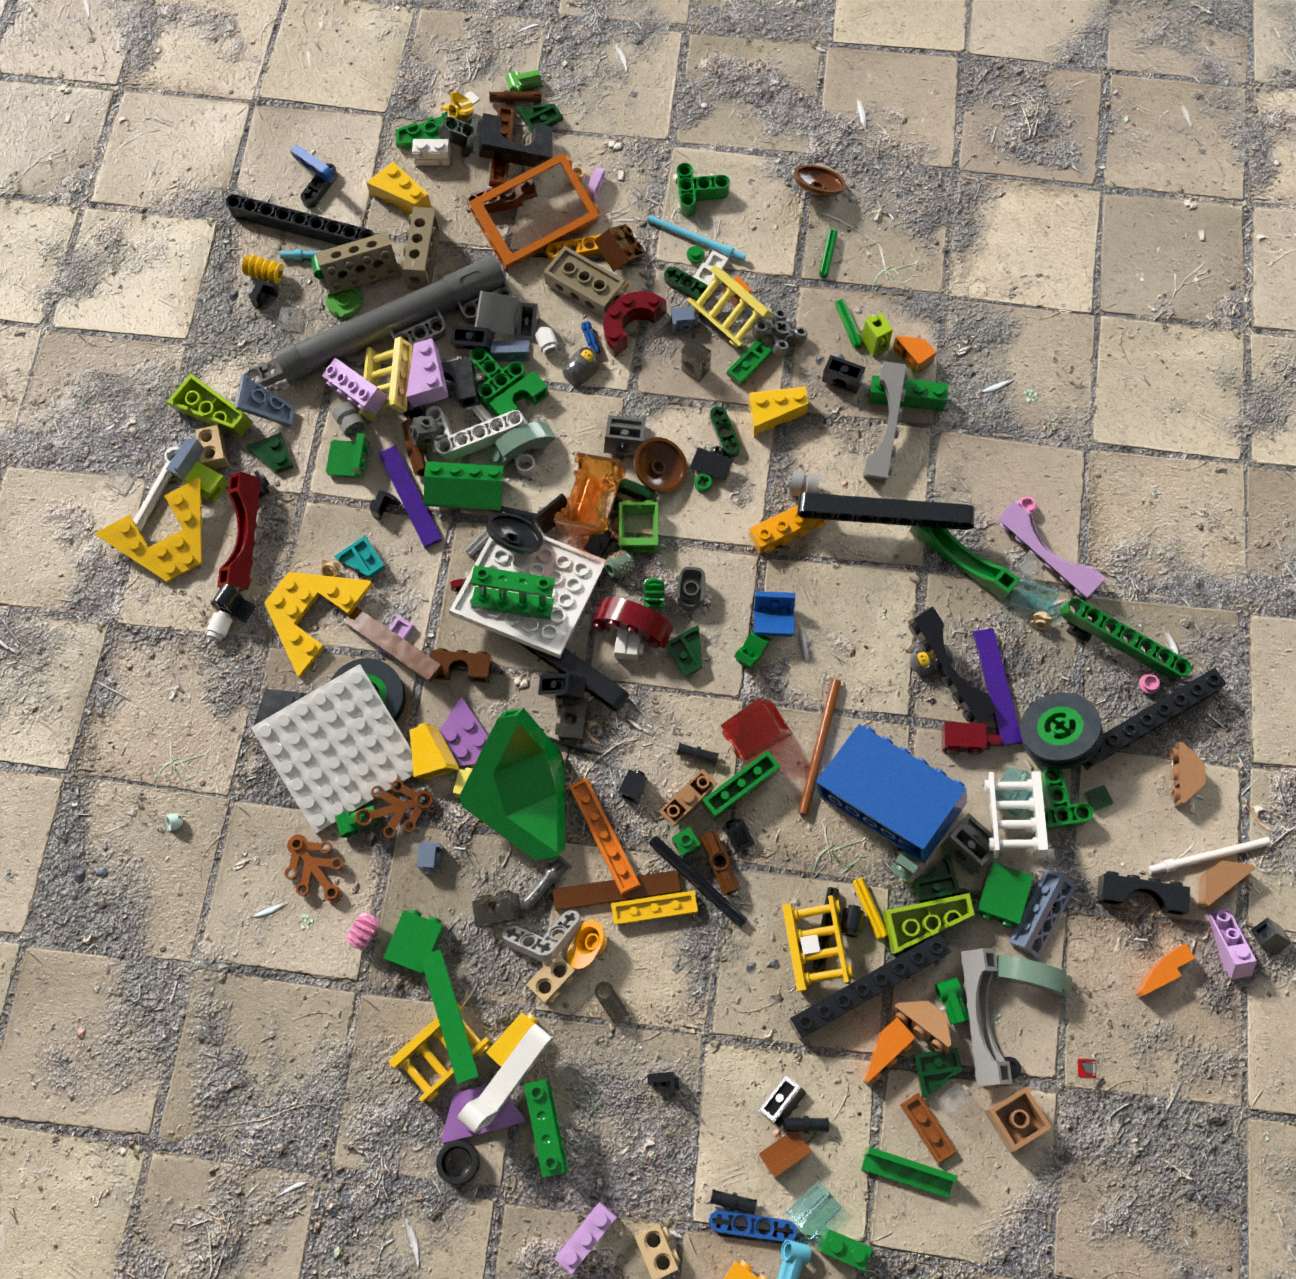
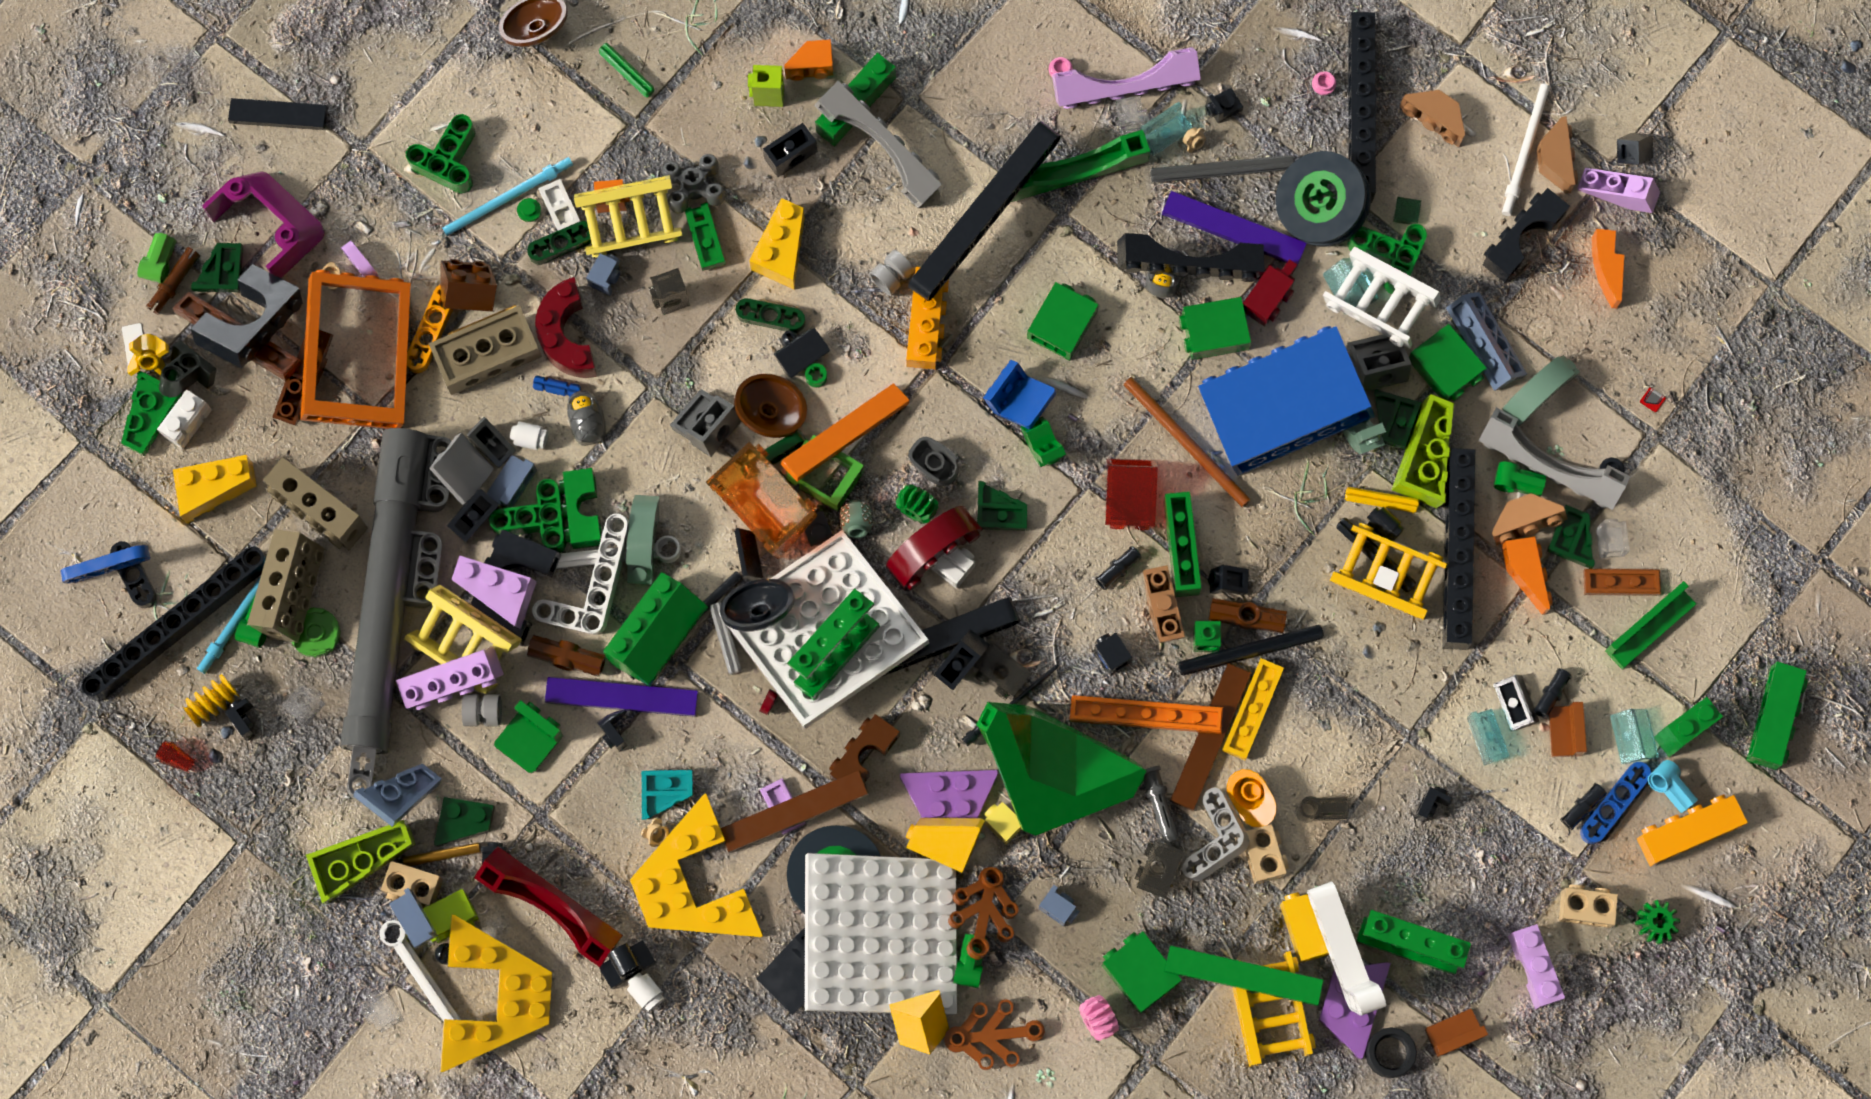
camera: 60 degrees left, 5 degrees up
(218, 272) = (172, 755): none -> clear red cone
(243, 454) = (442, 854): none -> pearl gold bar
(293, 812) = (920, 1021): none -> yellow slope
(423, 430) = (562, 632): dark grey brick -> none
(501, 1204) = (1455, 1032): none -> dark orange panel
(594, 137) = (300, 228): none -> magenta windscreen
(659, 88) = (277, 114): none -> black tile
(672, 520) = (845, 432): none -> orange tile
(742, 1094) = (1487, 736): none -> clear light blue panel
(848, 323) = (727, 105): green axle -> none
(849, 612) = (1062, 320): none -> green brick
(914, 716) = (1215, 328): none -> green brick
(1017, 1119) = (1664, 493): medium nougat brick -> none
(1033, 651) = (1221, 168): none -> dark grey axle
(1134, 638) = (1261, 81): green beam -> none

